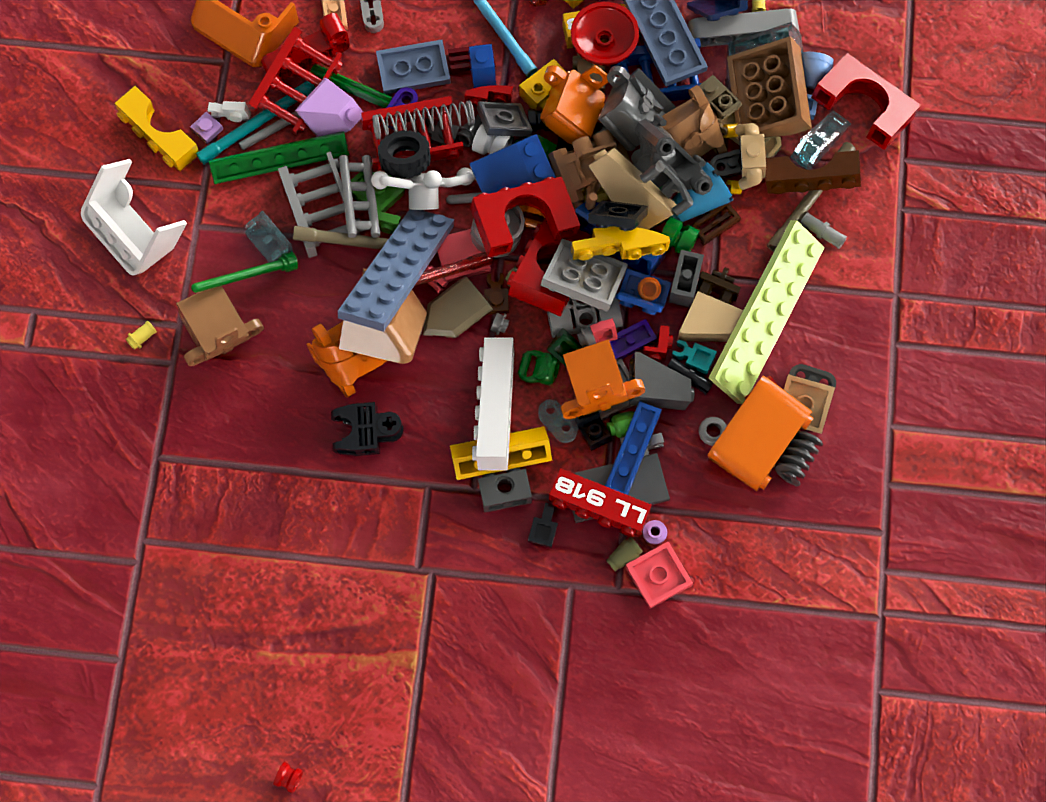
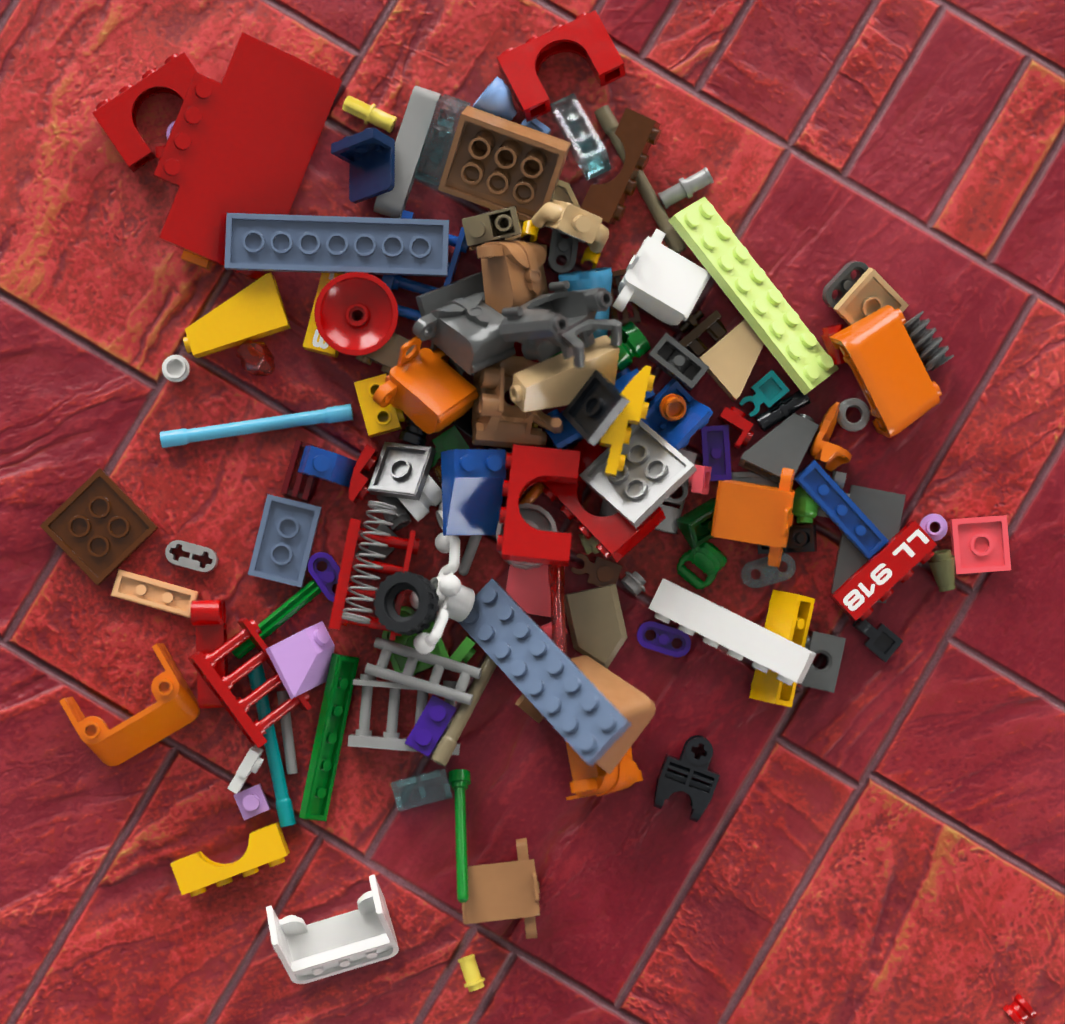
camera: 70 degrees left, 15 degrees up
(319, 218) = (430, 726): none -> dark purple plate
(466, 365) = (663, 639): none -> dark purple plate
(586, 337) = (698, 501): light grey plate -> none
(679, 414) = (821, 448): none -> orange hair
(741, 234) = (661, 282): none -> white piece

